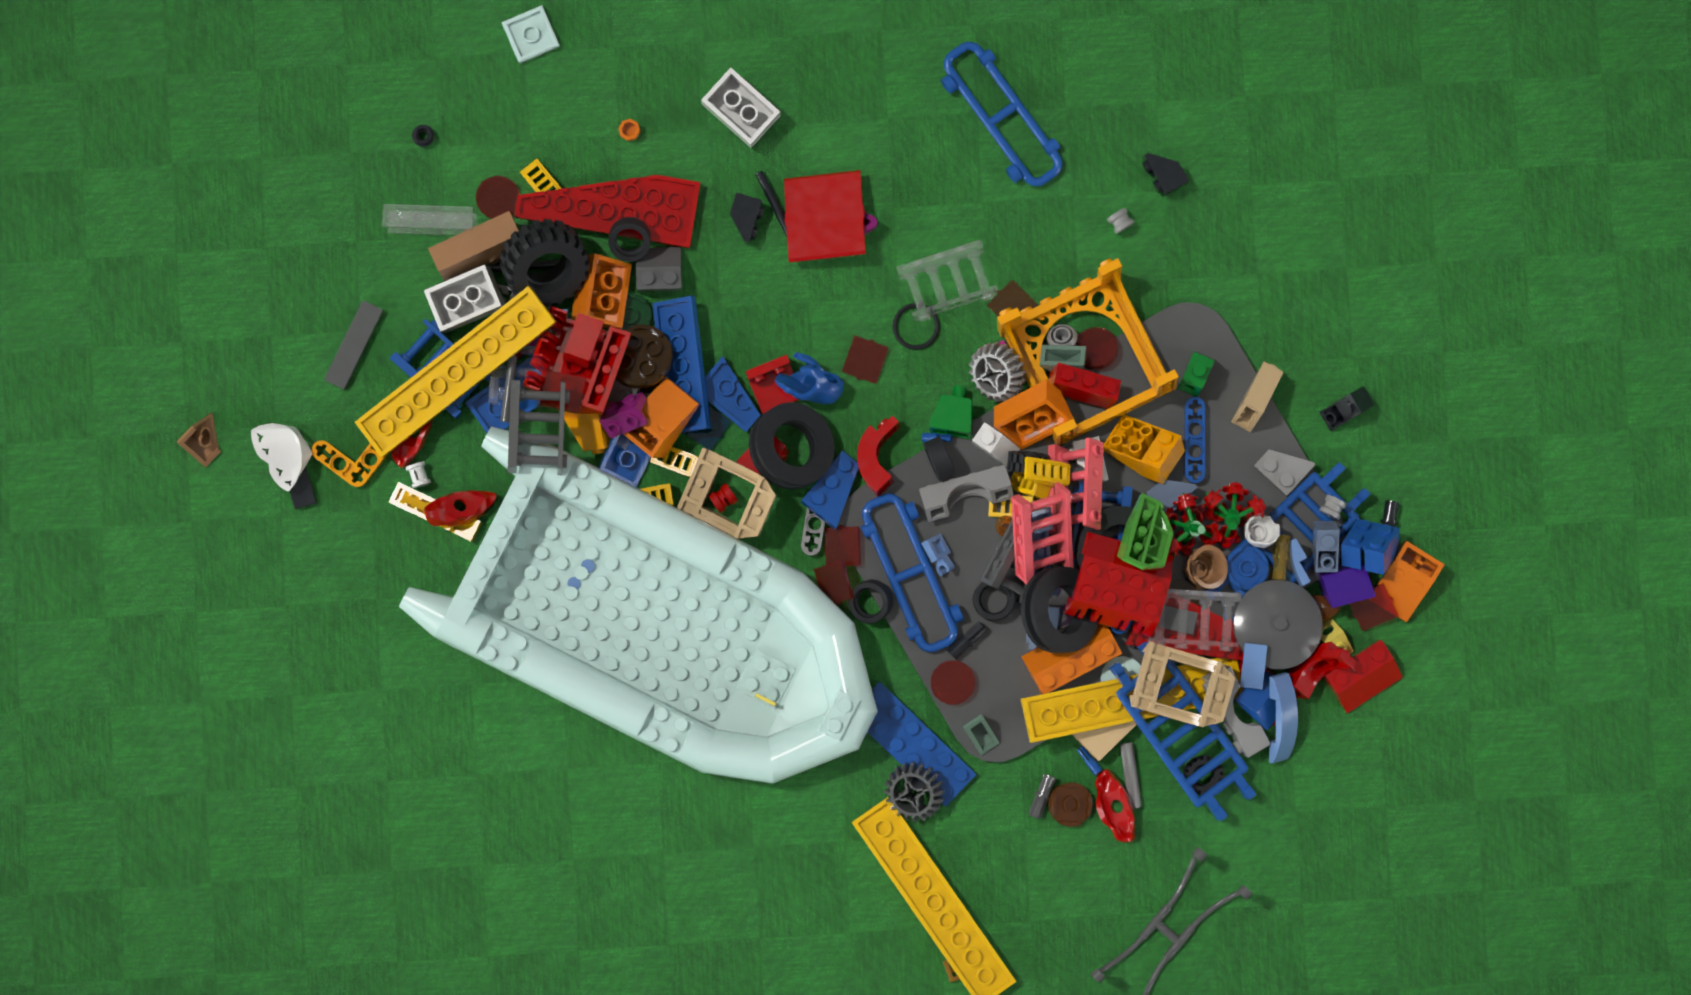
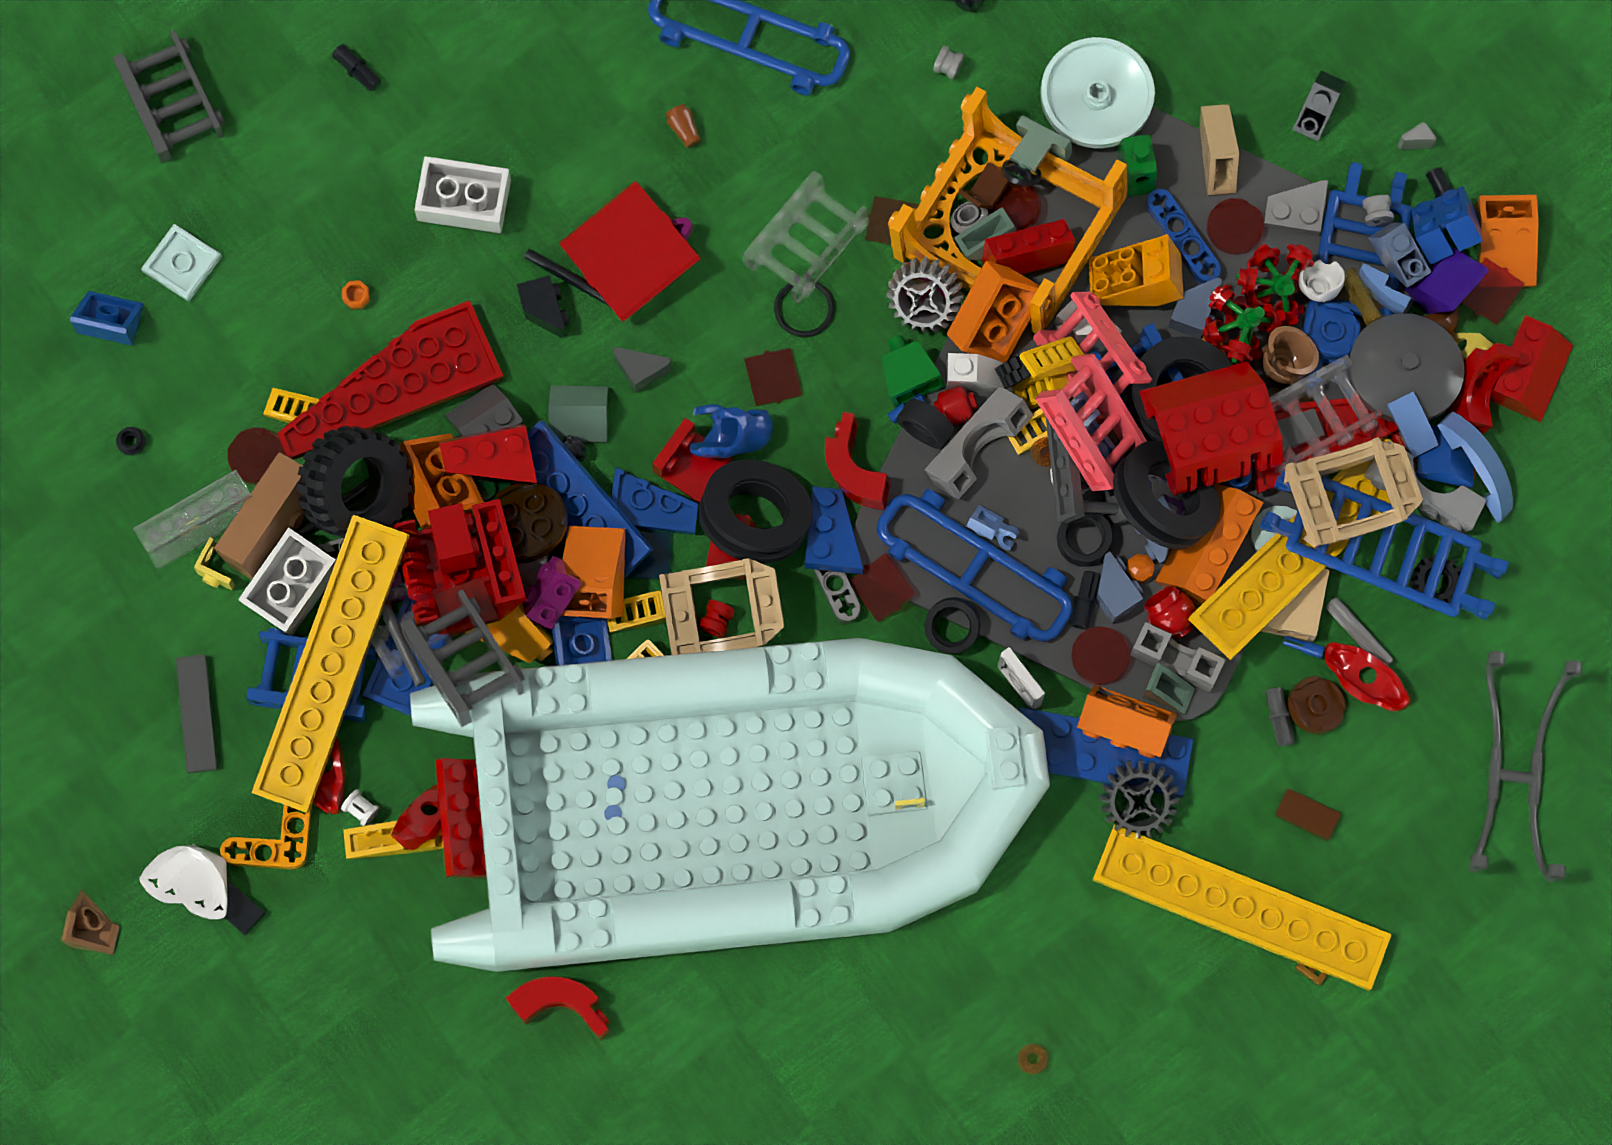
camera: 30 degrees left, 10 degrees down
(417, 261) = (210, 576): none -> light yellow bracket
(455, 668) = (558, 992): none -> red arch
(460, 41) = (107, 317): none -> blue slope
(475, 523) = (460, 818): none -> red plate
(629, 223) = (447, 419): black tyre -> none
(644, 299) = (491, 454): none -> red wedge
(704, 325) = (575, 446): none -> black plate
(723, 303) = (579, 412): none -> sand green slope
(745, 910) = (1025, 1065): none -> clear orange plate
(781, 300) = (641, 368): none -> dark grey slope
(834, 581) = (898, 627): clear red piece -> none
(889, 665) = (1020, 679): none -> white tile
(917, 151) = (682, 123): none -> dark orange cone
(938, 738) = (1127, 724): none -> orange slope
(967, 458) = (956, 405): none -> red head
(989, 647) = (1115, 590): none -> sand blue slope
(999, 717) = (1192, 665): none -> light grey arch
(1014, 684) = (1170, 611): none -> red piece
(1016, 642) = (1140, 568): none -> orange tile
(1017, 870) = (1307, 814): none -> reddish brown tile
(1086, 325) = (987, 187): none -> reddish brown bracket
(1130, 321) = (1032, 150): none -> sand green piece
(1146, 535) = (1205, 352): bright green wedge -> none
(1202, 307) = (1097, 92): none -> light aqua dish
(1234, 454) = (1234, 226): none -> clear red tile
(1396, 472) = (1417, 138): none -> light grey slope

